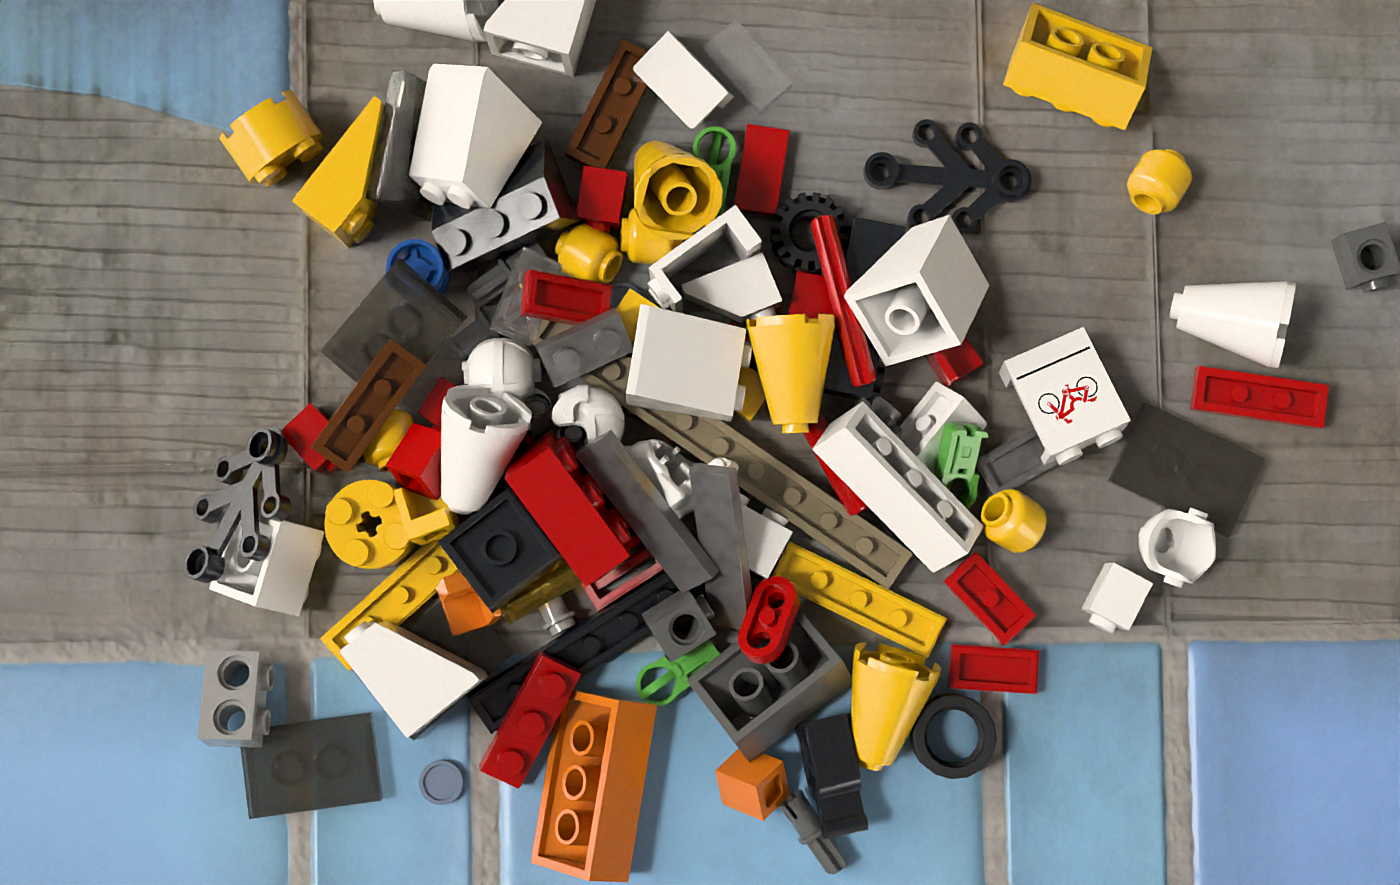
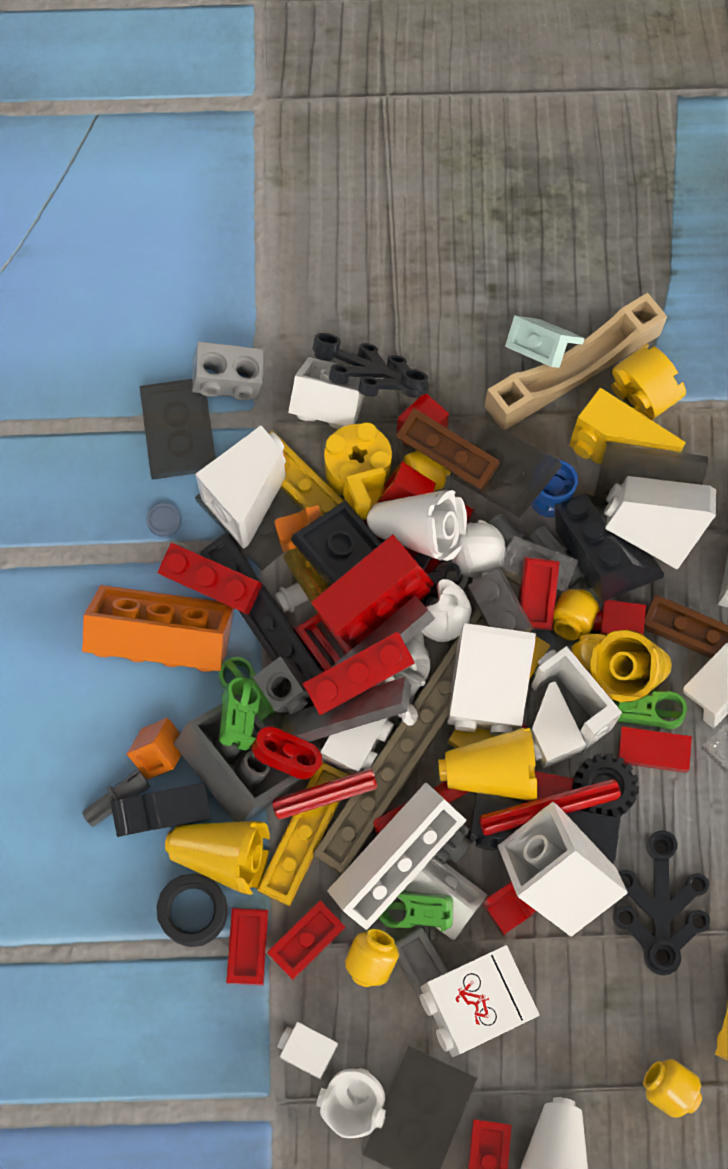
camera: 90 degrees right, 15 degrees down
(202, 274) = (540, 340): none -> light aqua panel
(237, 230) = (535, 388): none -> tan arch
(680, 527) = (359, 673): none -> red plate
(725, 679) = (238, 717): none -> bright green piece
(817, 573) = (324, 794): none -> red axle

